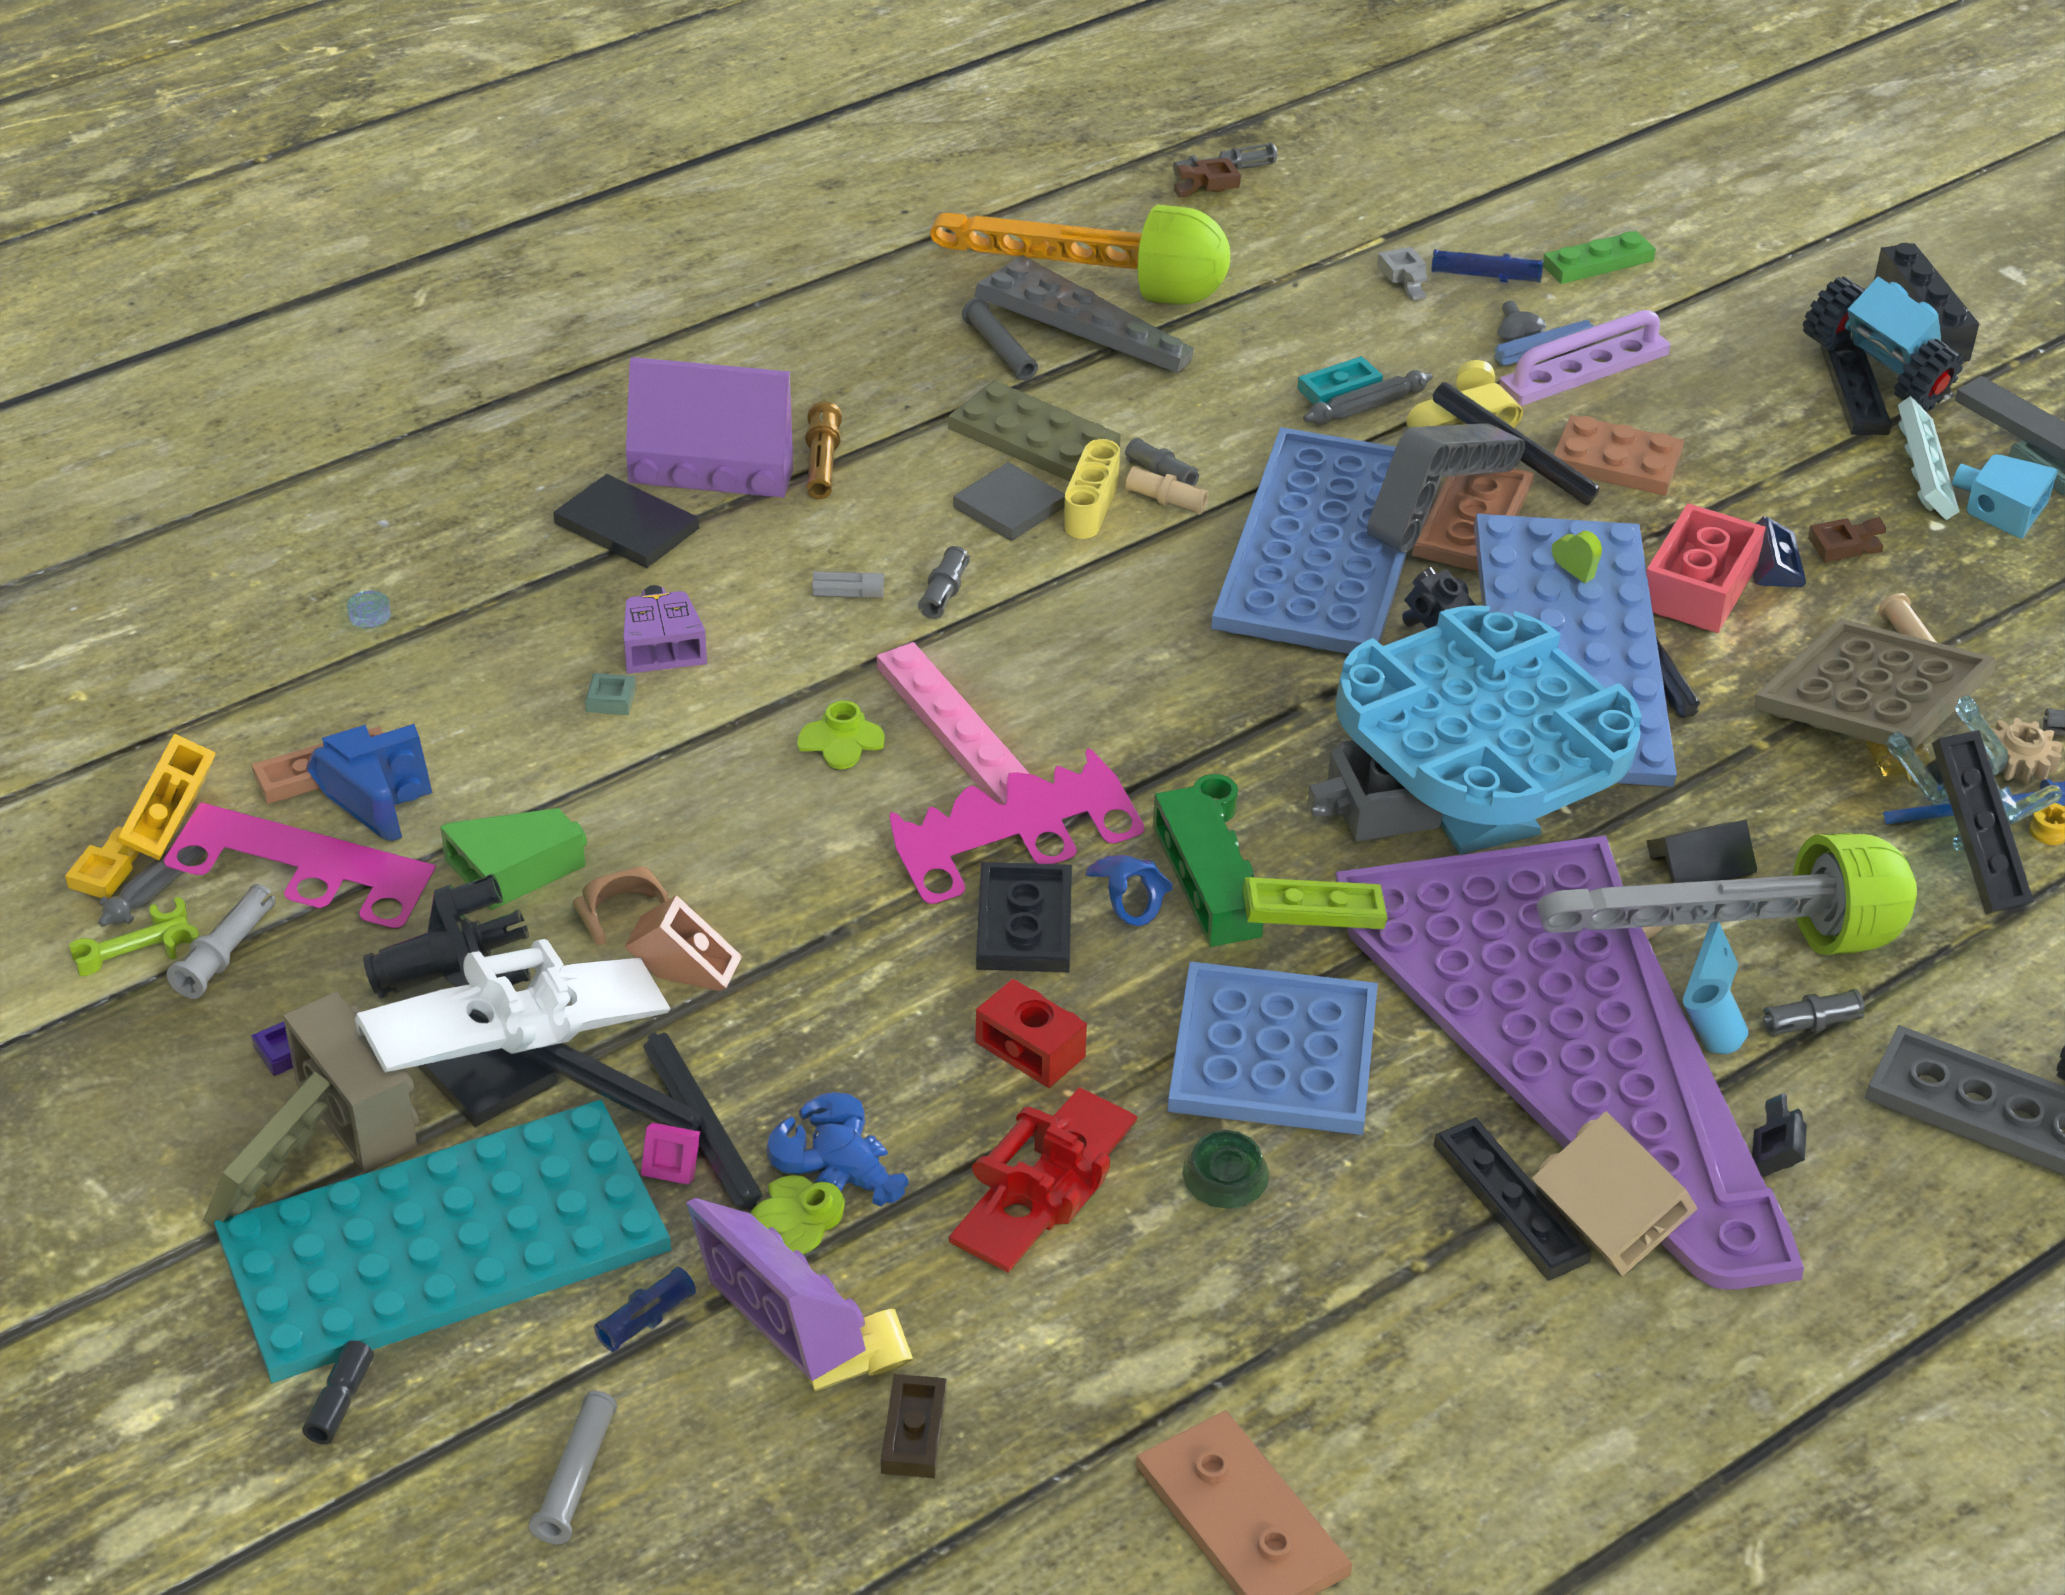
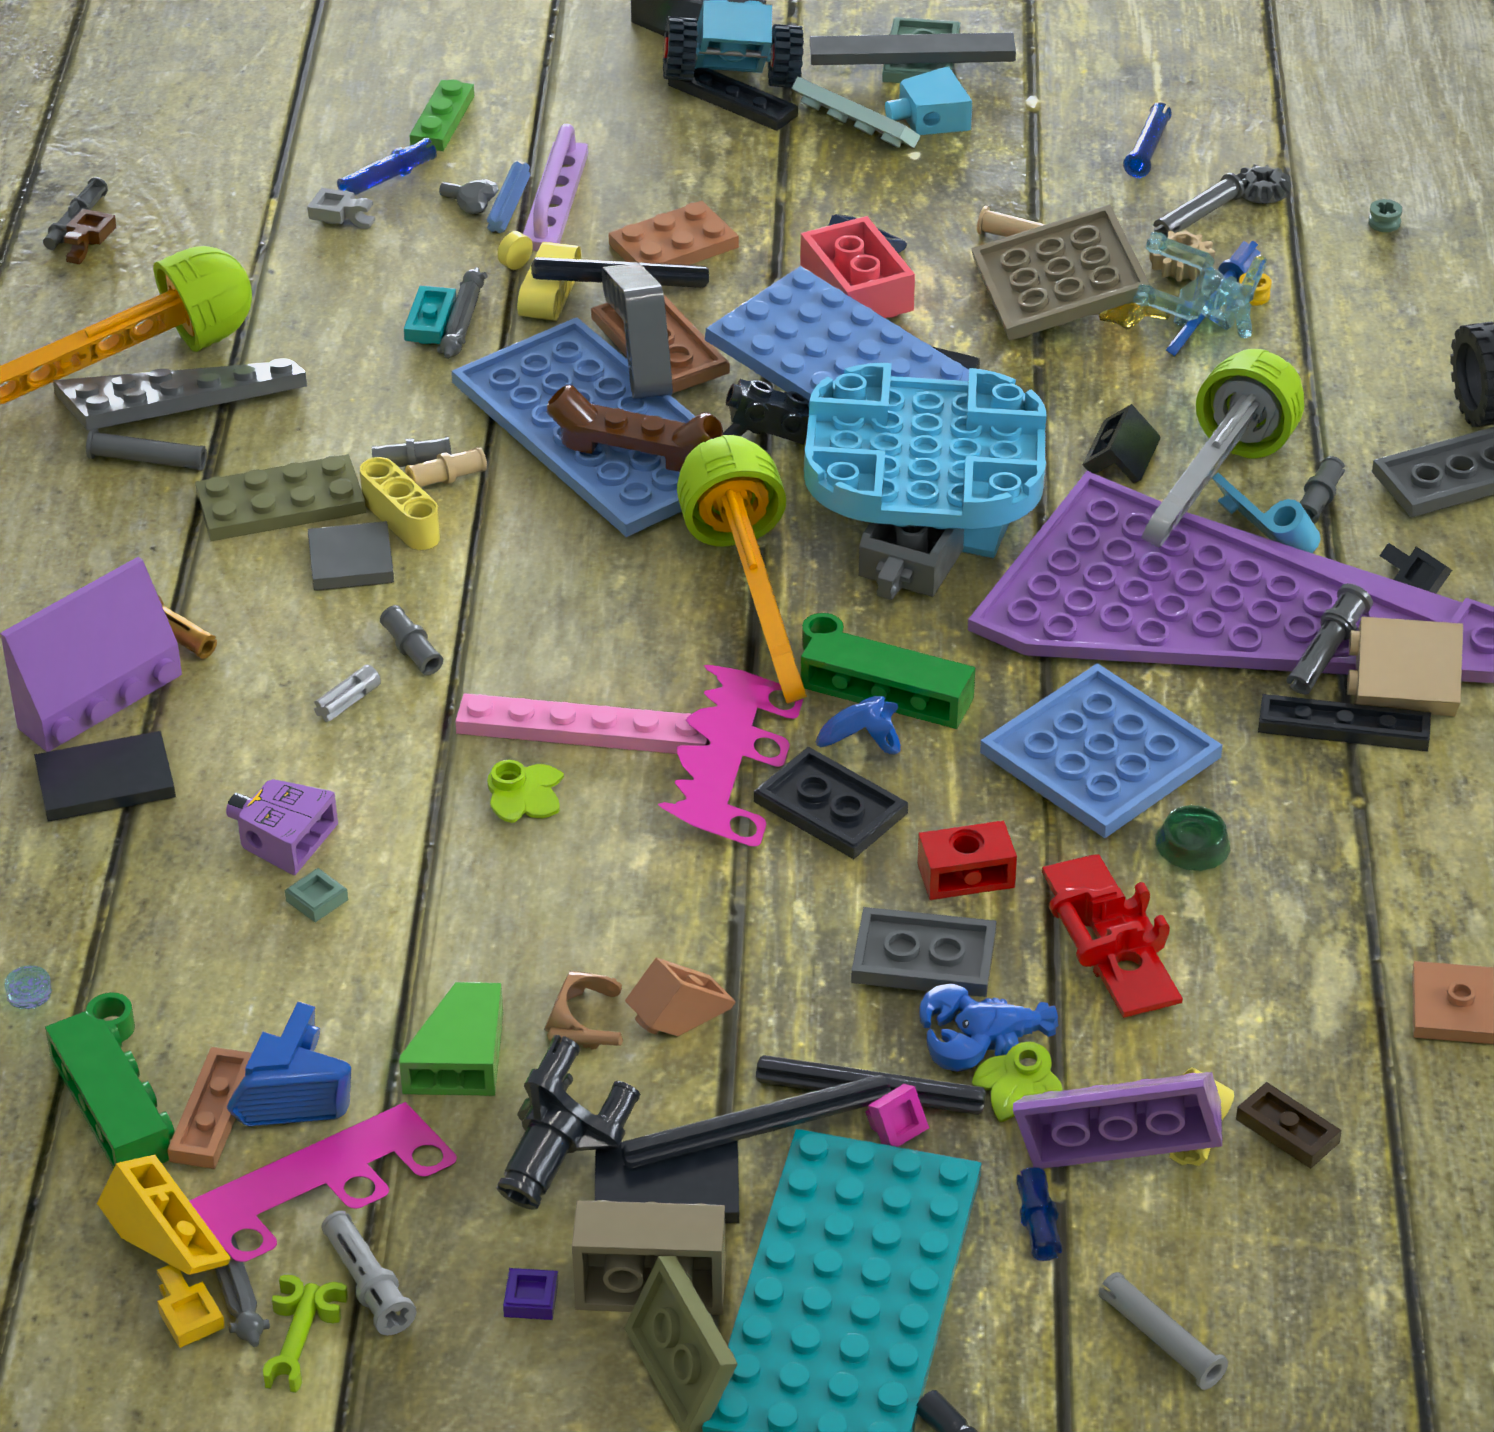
camera: 50 degrees left, 0 degrees up
(295, 698) = (107, 1081): none -> green hinge
(439, 1027) = (691, 1118): white piece -> none
(893, 1067) = (923, 951): none -> dark grey plate
(1294, 528) = (588, 424): none -> reddish brown plate
(1296, 648) = (732, 498): none -> piece
(1314, 903) = (1001, 643): lime tile -> none
(1578, 554) = (816, 306): lime tile -> none
(1624, 1106) = (1335, 627): none -> dark grey pin
(1843, 540) = (891, 199): reddish brown plate -> none
(1981, 821) = (1246, 303): black piece -> none

